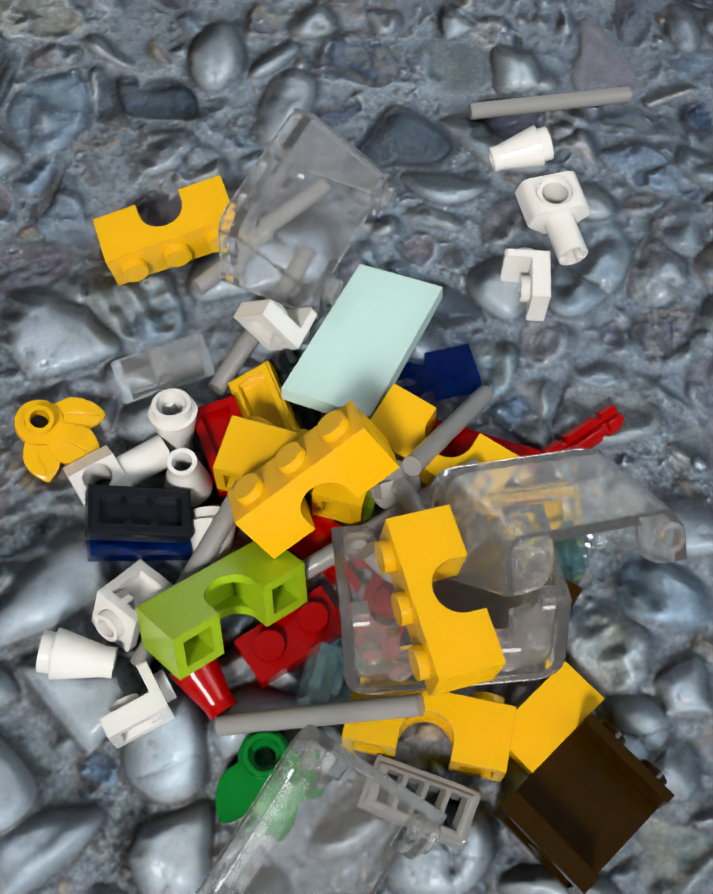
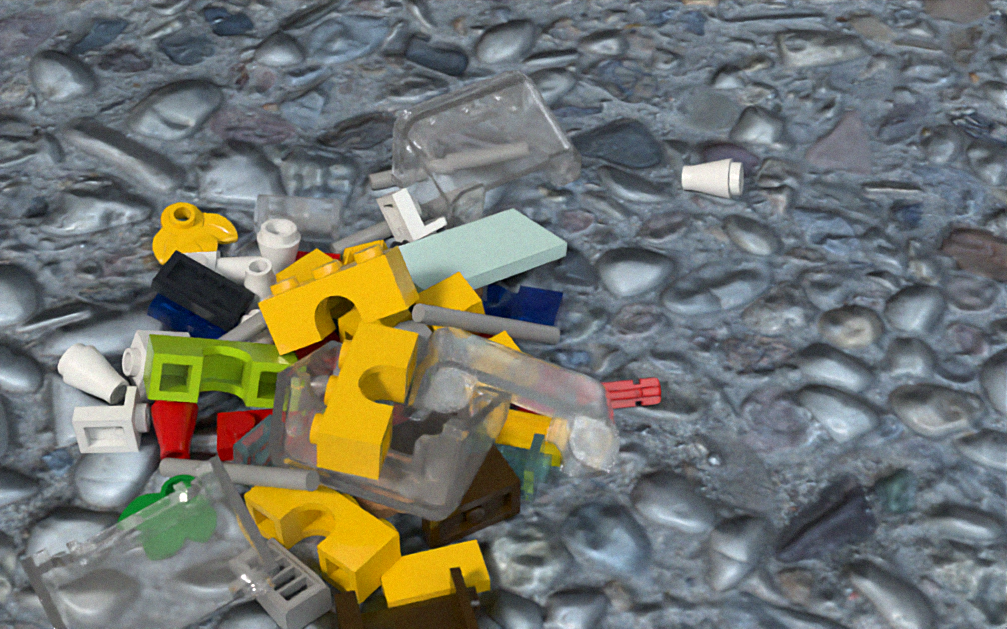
camera: 30 degrees right, 20 degrees down
(139, 250) = (339, 136): yellow arch -> none
(533, 273) = (652, 266): white bracket -> none
(549, 102) = (771, 156): light grey bar -> none
(554, 207) = (712, 226): white piece -> none

